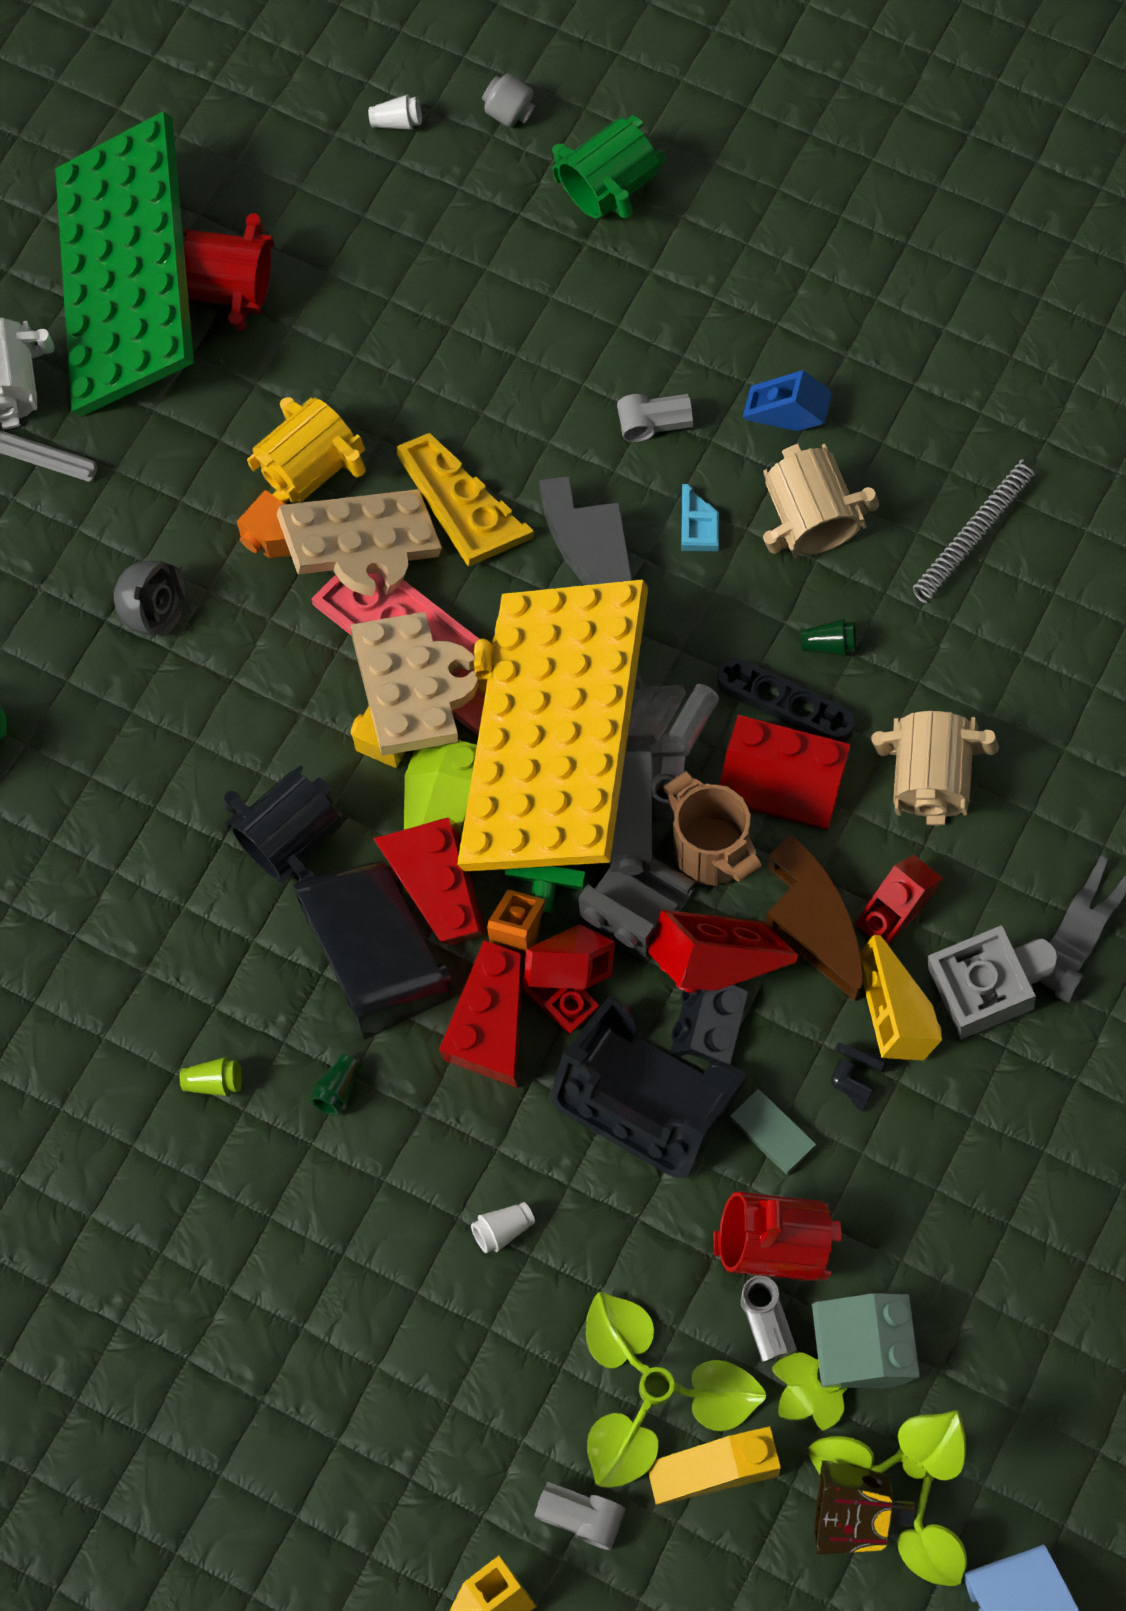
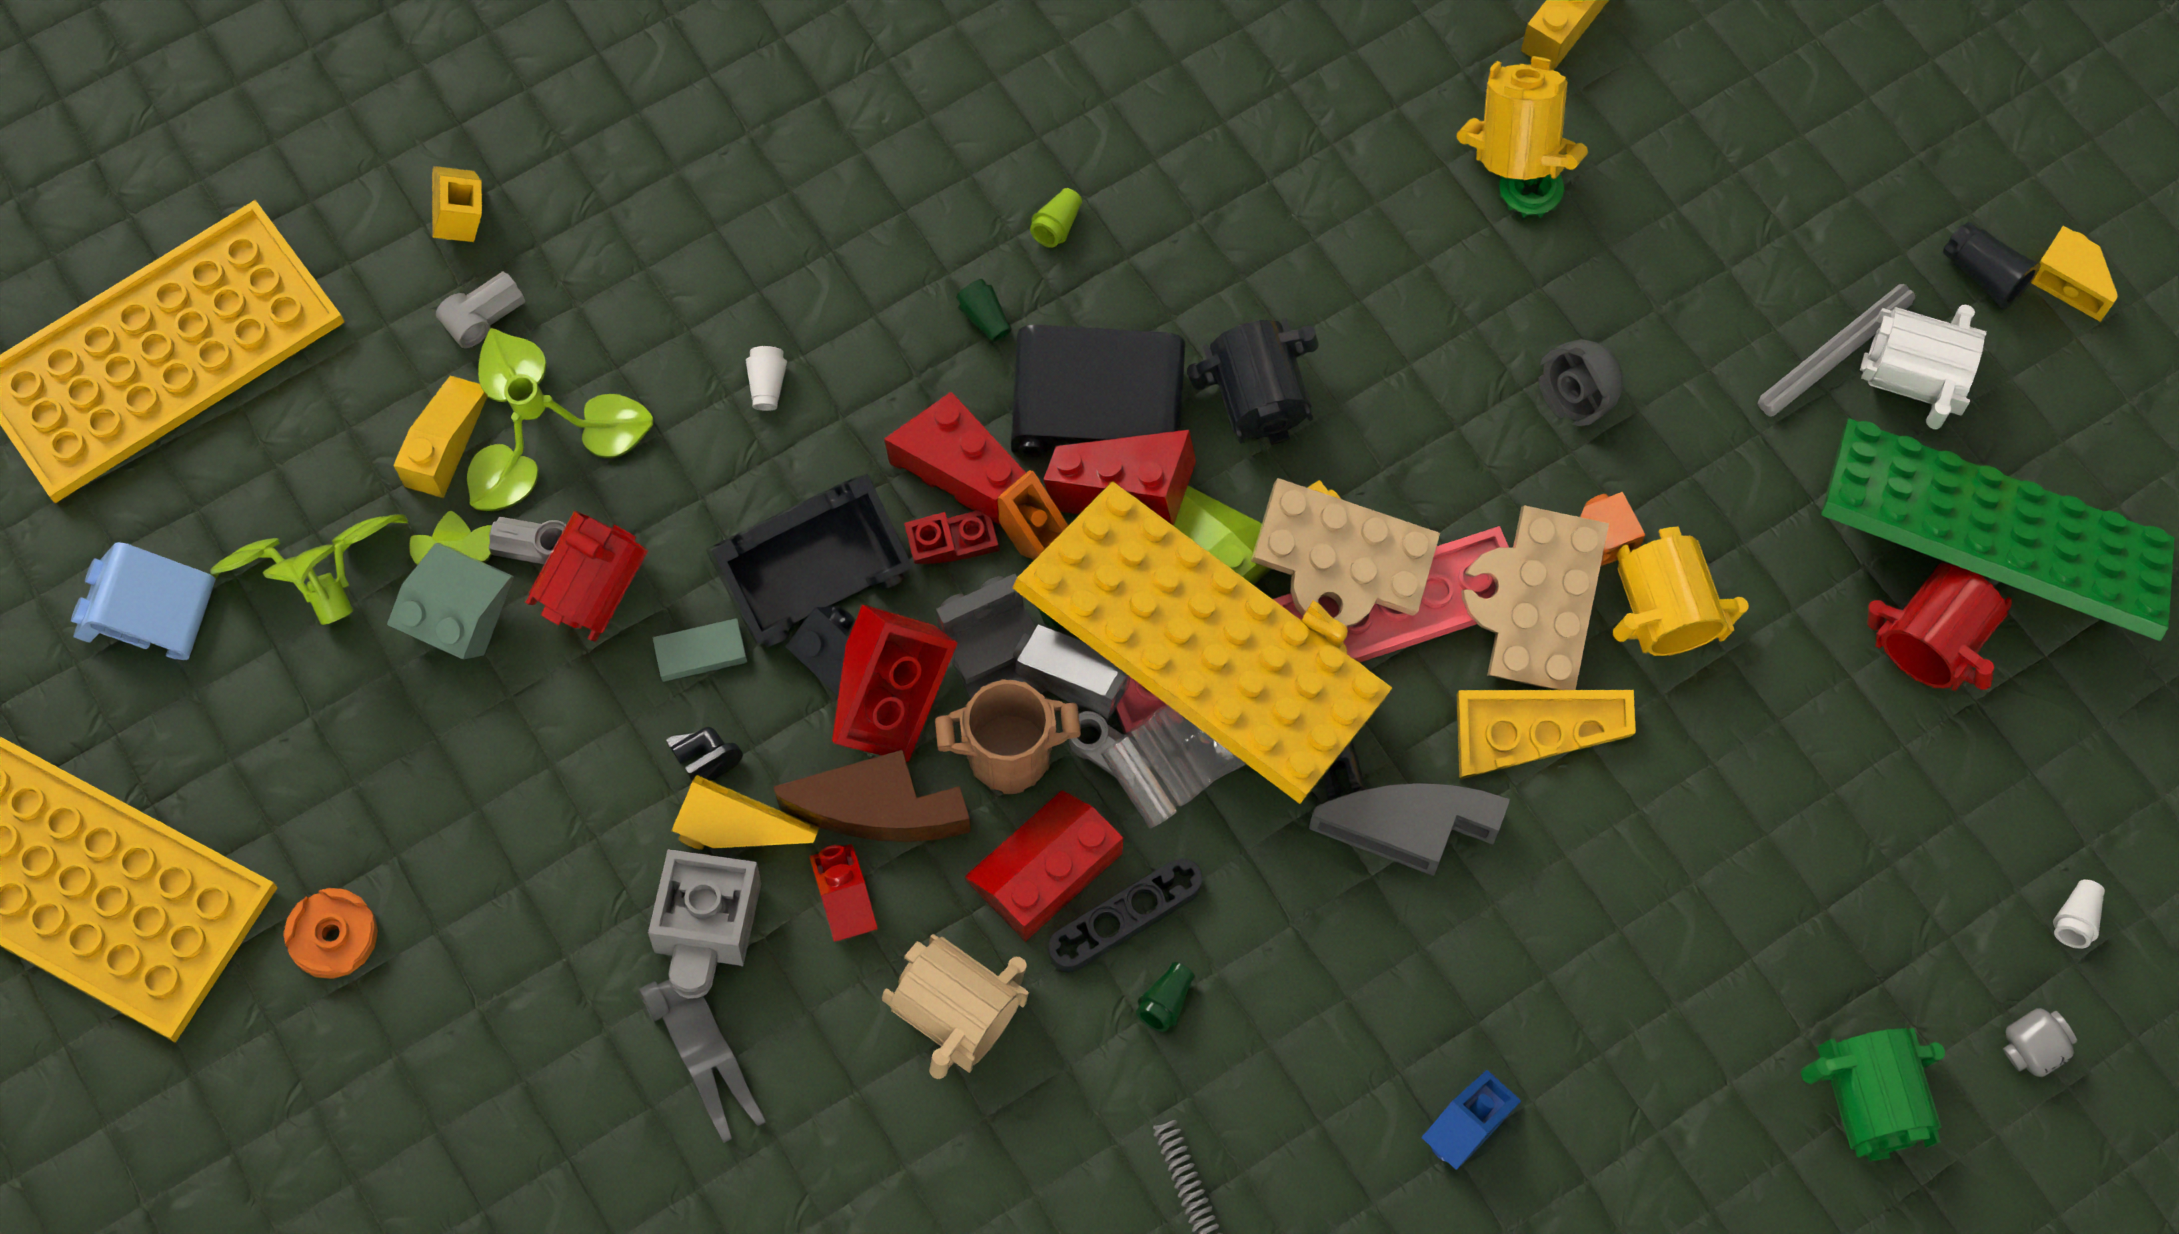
camera: 115 degrees right, 0 degrees up
(570, 960) = (967, 547): red slope -> none
(645, 416) = (1537, 963): light grey piece -> none
(699, 523) = (1382, 949): medium azure tile -> none
(813, 503) = (1328, 1062): tan container -> none
(856, 1510) = (319, 510): dark brown torso -> none

